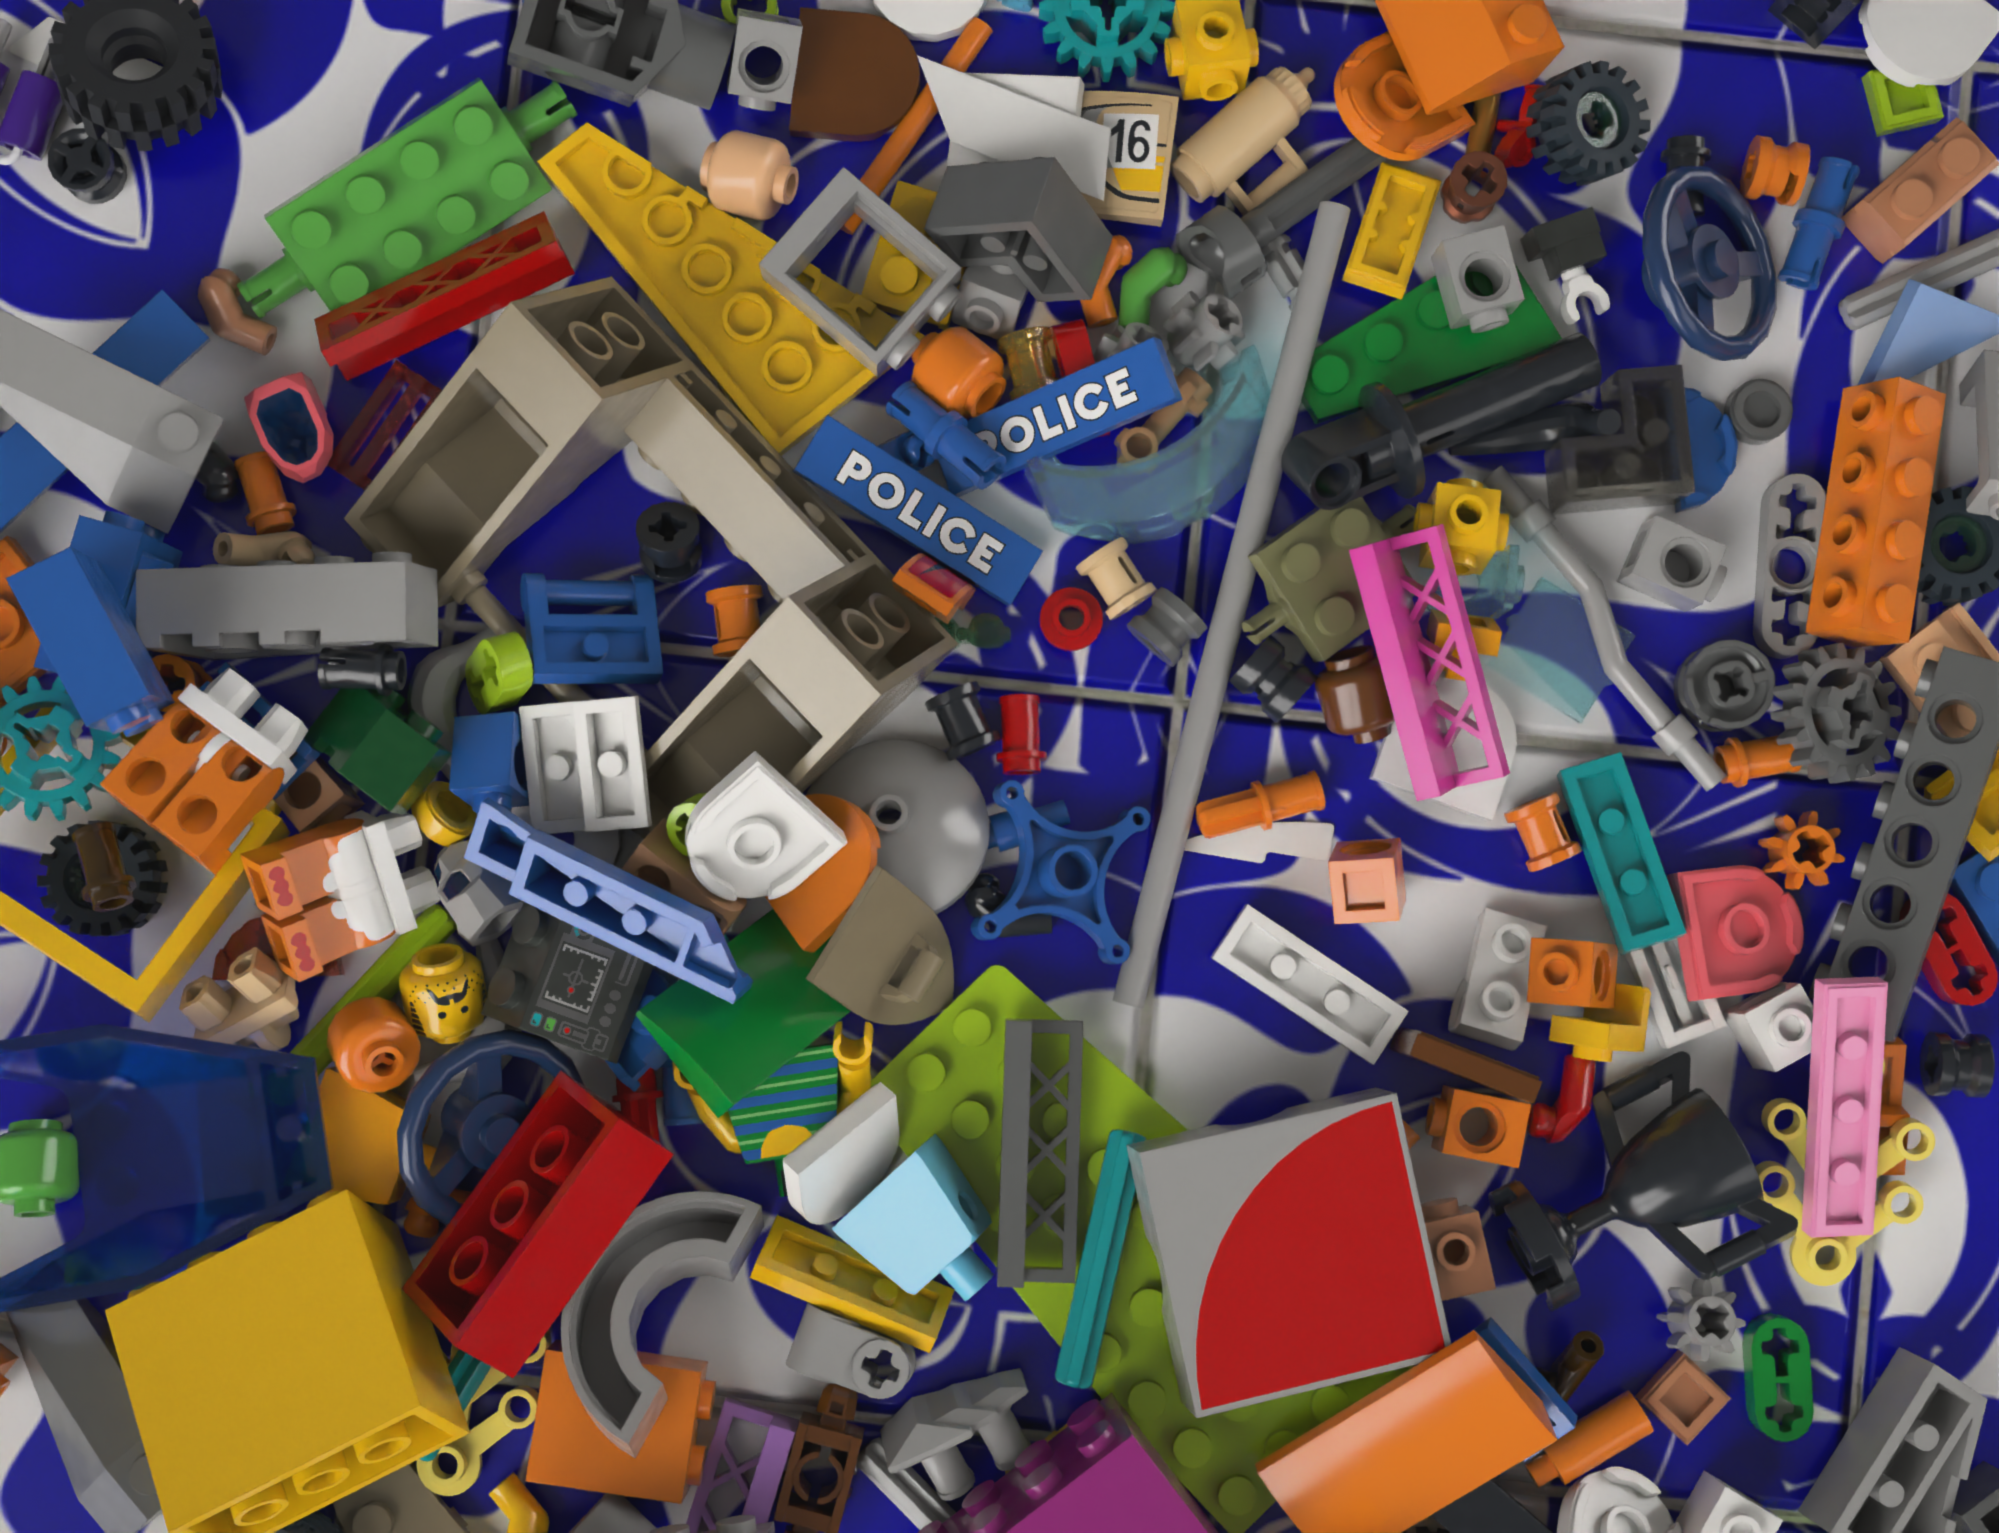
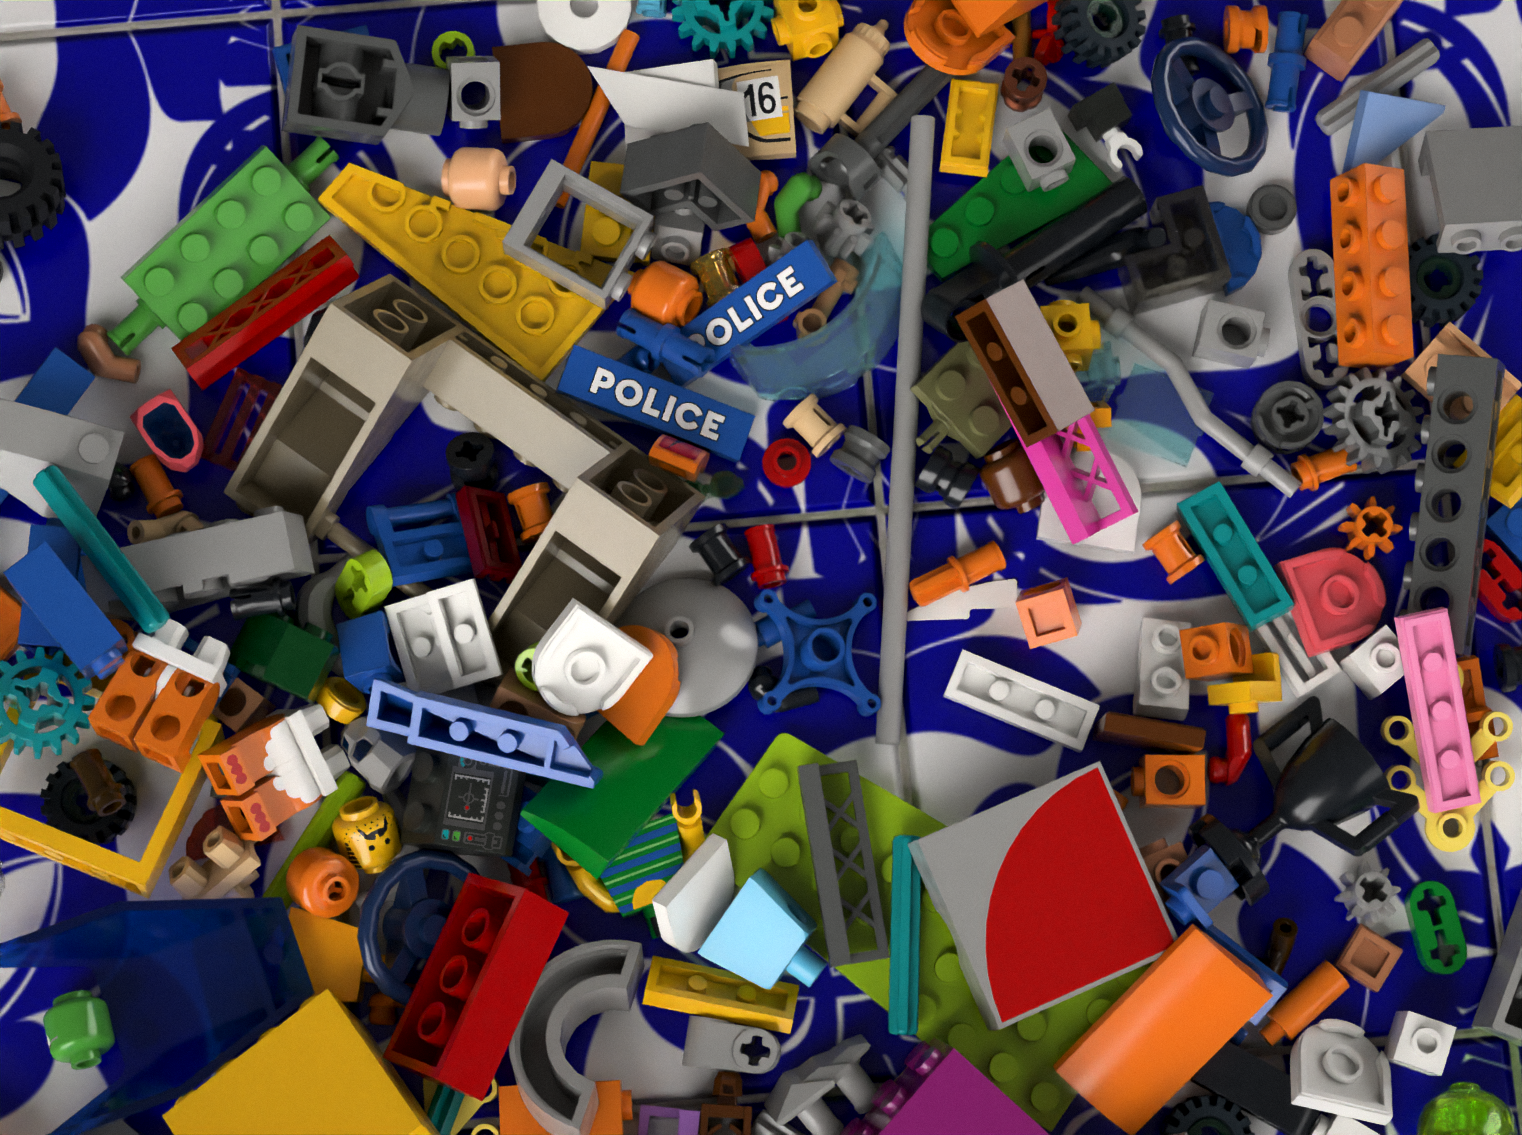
camera: 10 degrees left, 5 degrees down
(161, 566) = (101, 549): none -> teal axle
(662, 637) = (482, 533): none -> dark red tile
(887, 956) = (700, 737): dark tan shield -> none
(1405, 556) = (1025, 363): none -> brick
(1488, 1279) = (1198, 887): none -> blue bracket

